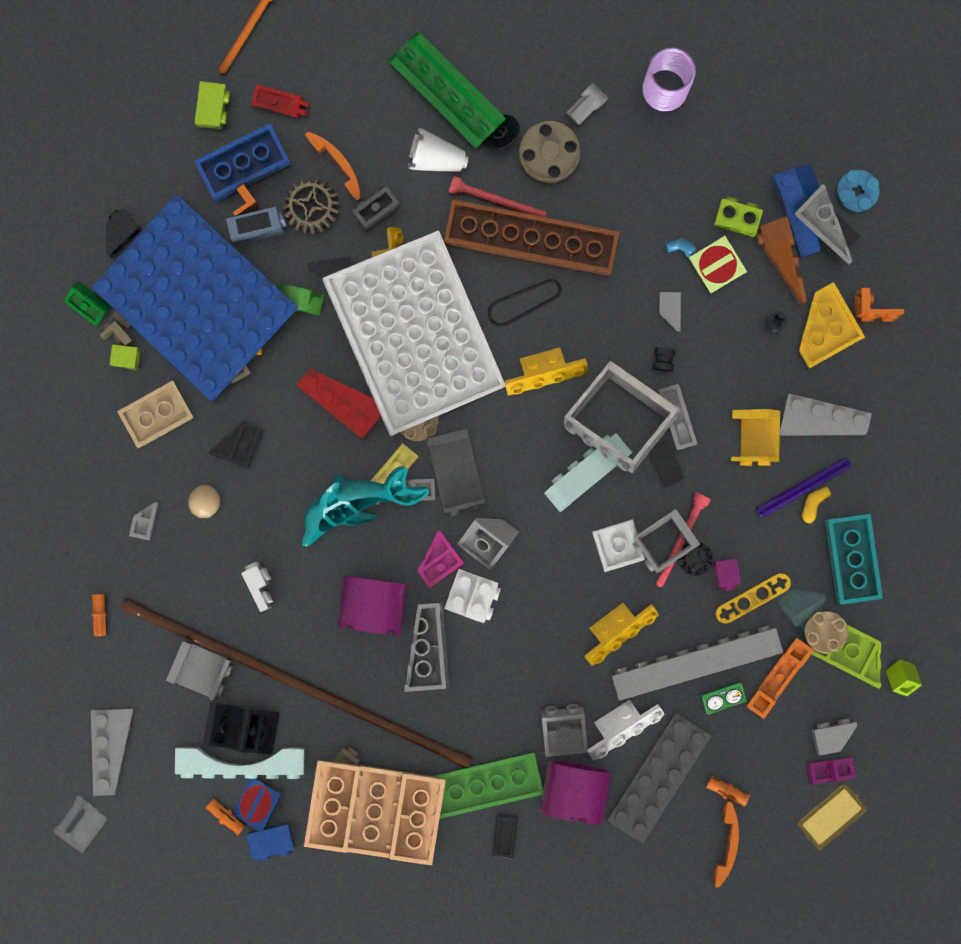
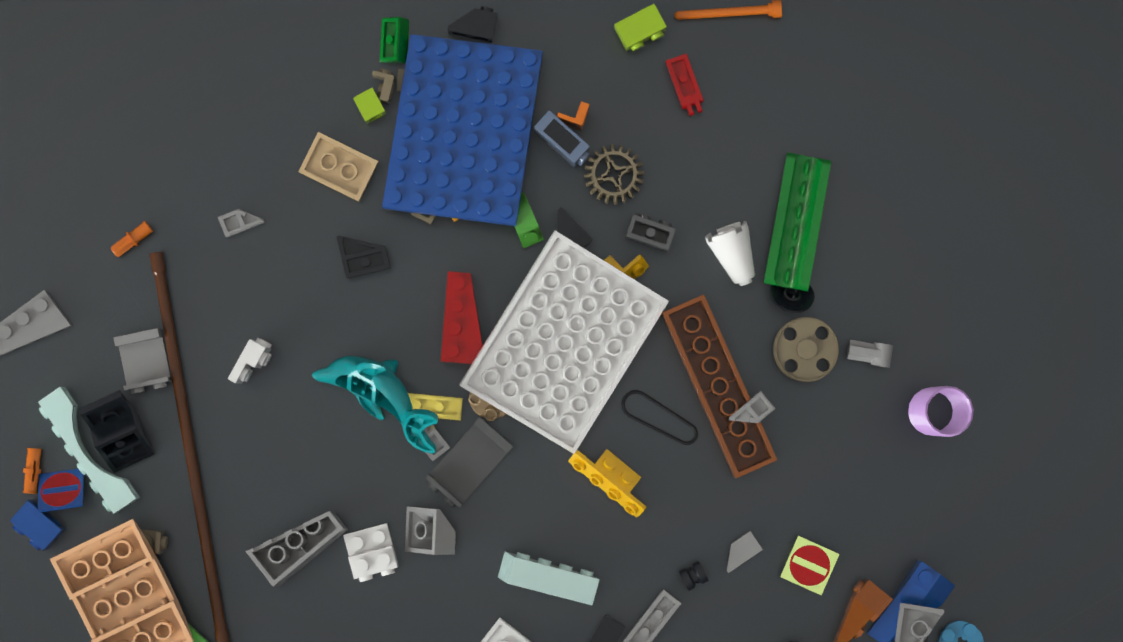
camera: 50 degrees right, 0 degrees up
(204, 501) = (292, 261): tan hair -> none
(242, 162) = (609, 89): blue brick -> none
(321, 145) = (671, 146): orange slope -> none
(372, 605) = (301, 471): magenta brick -> none
(439, 561) = (381, 501): dark pink wing -> none
(459, 186) = (720, 292): coral piece -> none
(568, 222) = (754, 410): none -> light grey tile
(638, 390) = (650, 574): light grey window -> none
(681, 244) = (806, 522): dark azure arm -> none
(737, 222) = (859, 556): lime brick -> none

